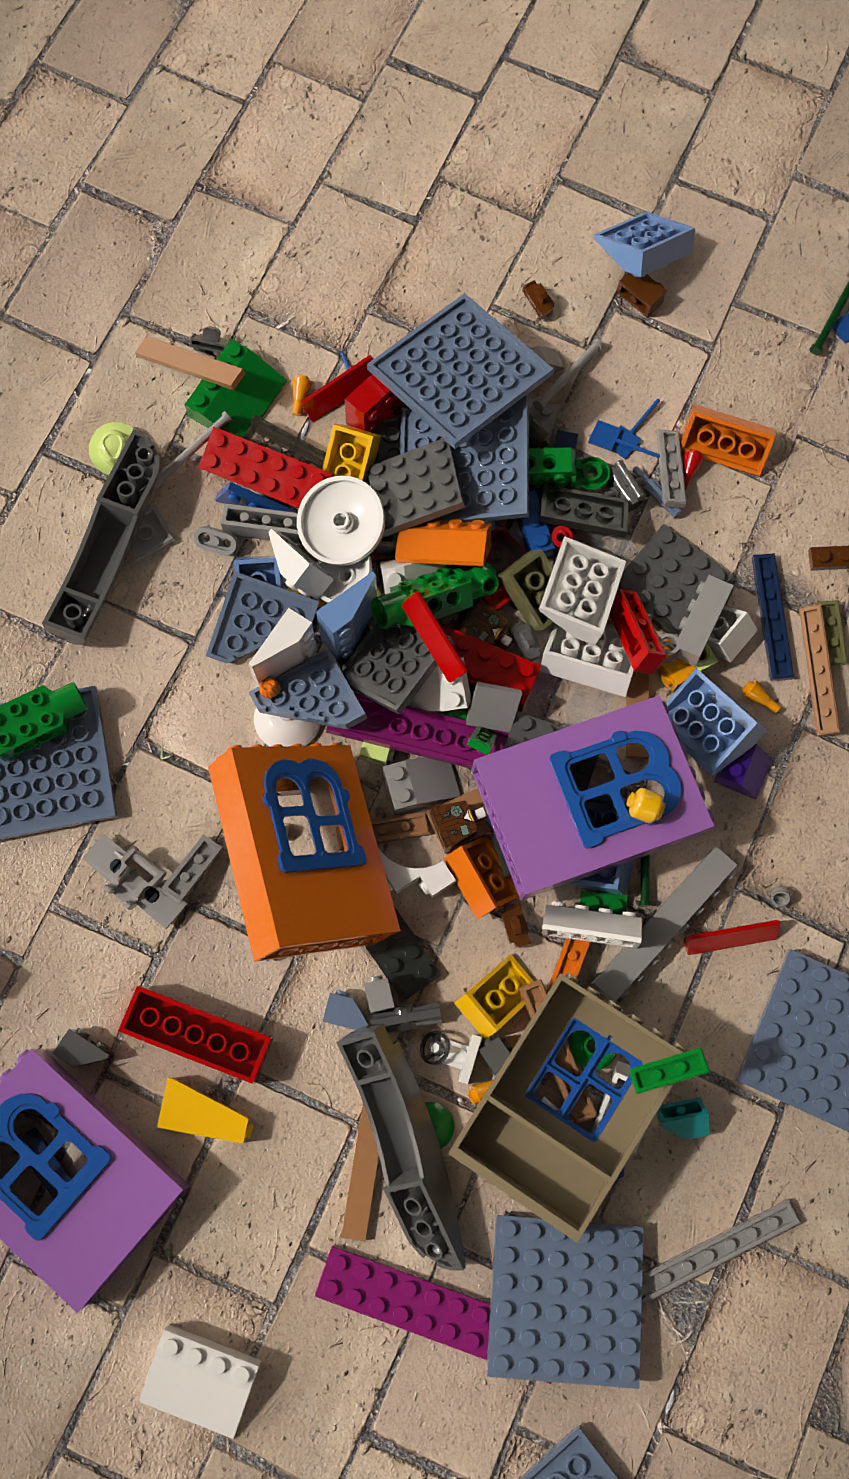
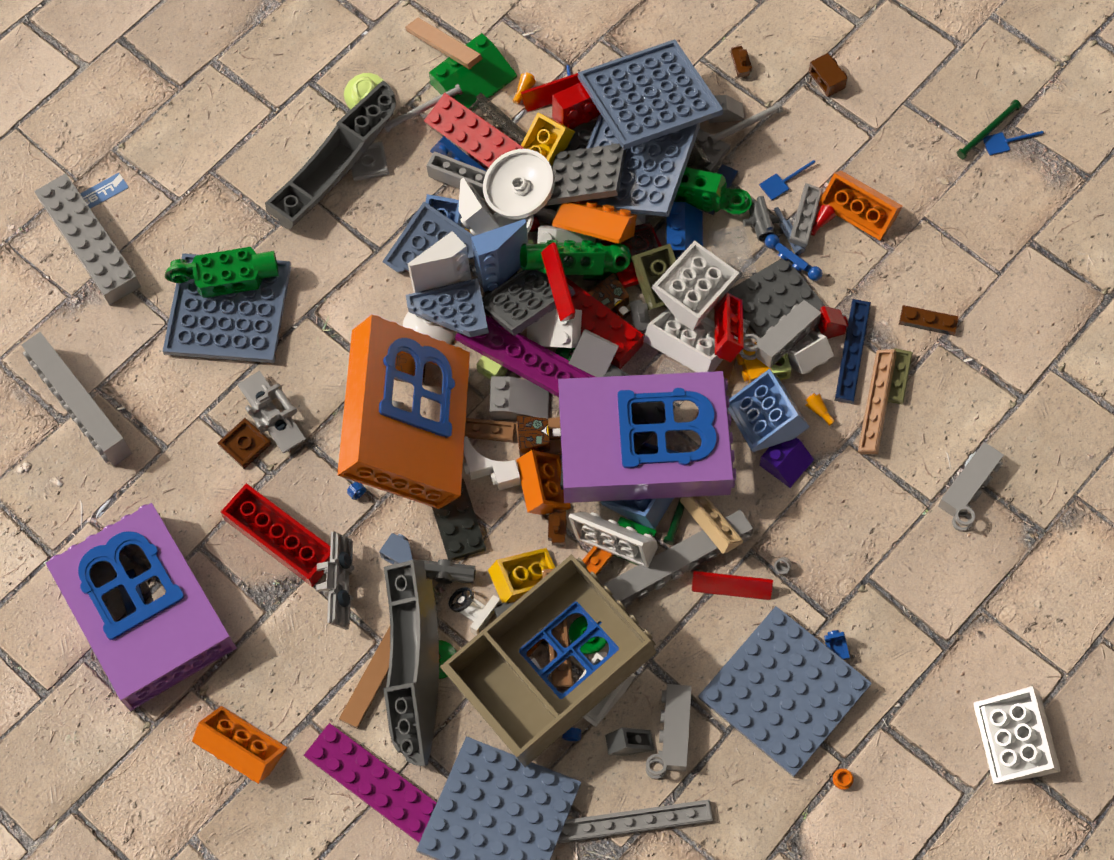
camera: 25 degrees right, 10 degrees down
(79, 1050) = (186, 522): dark grey slope -> none
(114, 928) = (244, 443): none -> reddish brown tile
(191, 869) = (317, 414): light grey plate -> none
(196, 1113) = (261, 595): yellow slope -> none
(199, 1380) = (194, 790): white slope -> none
(208, 340) = (464, 31): flat silver piece -> none
(217, 540) = (420, 180): light grey plate -> none
(234, 1307) = (238, 744): none -> orange slope
(269, 687) = (422, 294): orange piece -> none
(287, 1074) = (337, 580): none -> light grey piece
(379, 995) = (429, 544): light grey brick -> none
(482, 740) = (571, 371): green tile -> none
(560, 532) = (696, 237): red cone -> none
(584, 510) = (719, 227): pearl dark grey plate -> none
(606, 436) = (761, 178): blue piece -> none
(646, 243) = (842, 38): medium blue slope -> none
(646, 805) = (680, 445): yellow head -> none
(668, 1070) = (629, 645): green tile -> none
(680, 1161) = (629, 741): none -> dark grey slope
(685, 1118) = (642, 708): teal slope -> none
(694, 874) = (712, 522): none -> tan slope
(703, 535) = (814, 273): none -> blue plate
(727, 1133) = (675, 732): none -> light grey hinge
(743, 592) = (832, 322): none -> red slope

